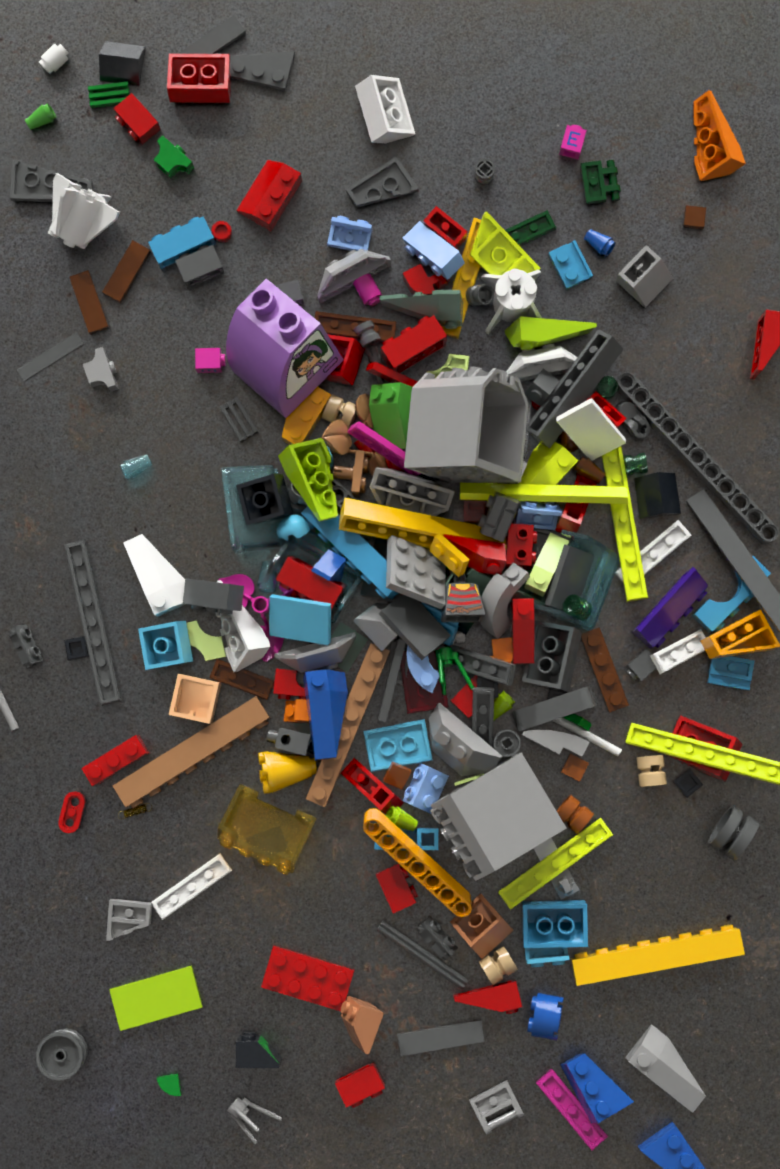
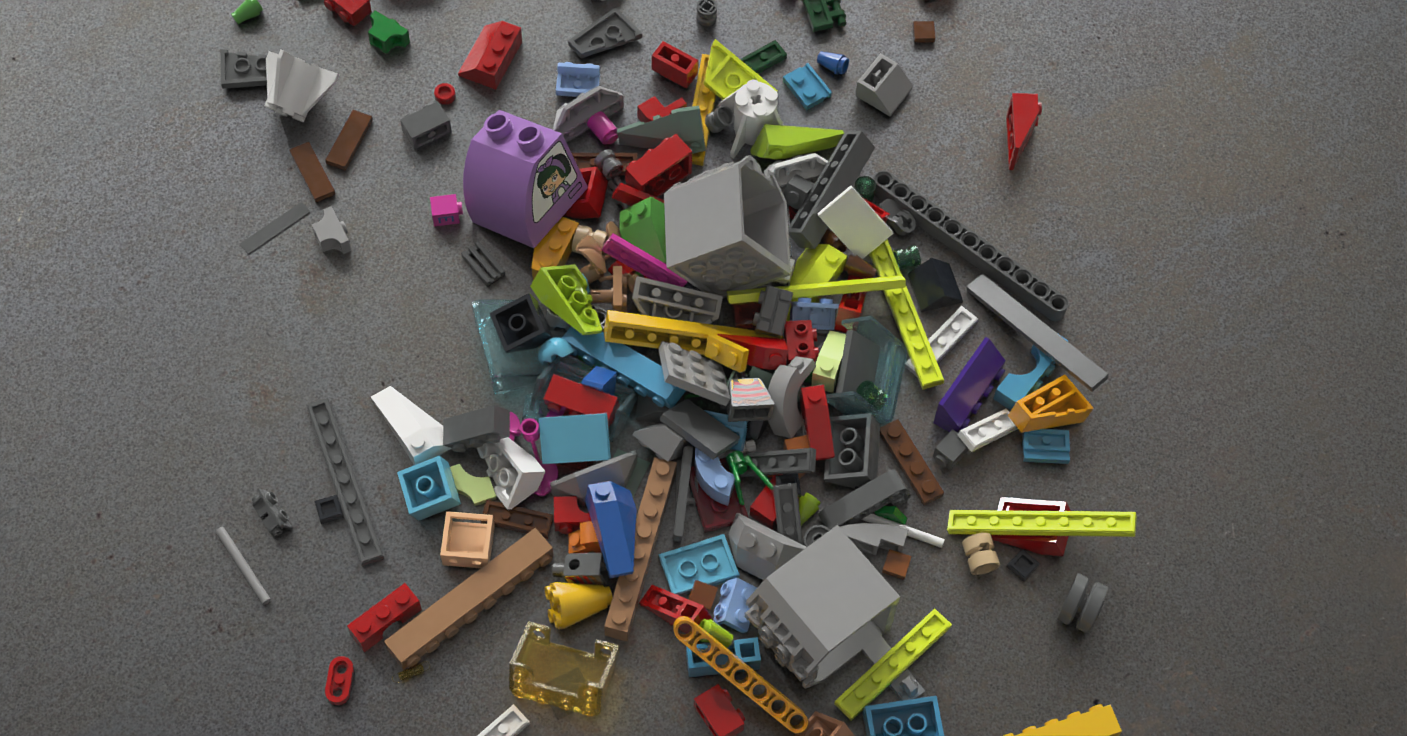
camera: 15 degrees left, 20 degrees down
(133, 467) = (376, 319): clear light blue cone -> none
(180, 241) = (401, 102): dark azure brick -> none
(433, 251) = (666, 82): light blue brick -> none
(574, 814) = (908, 610): dark orange wheel -> none

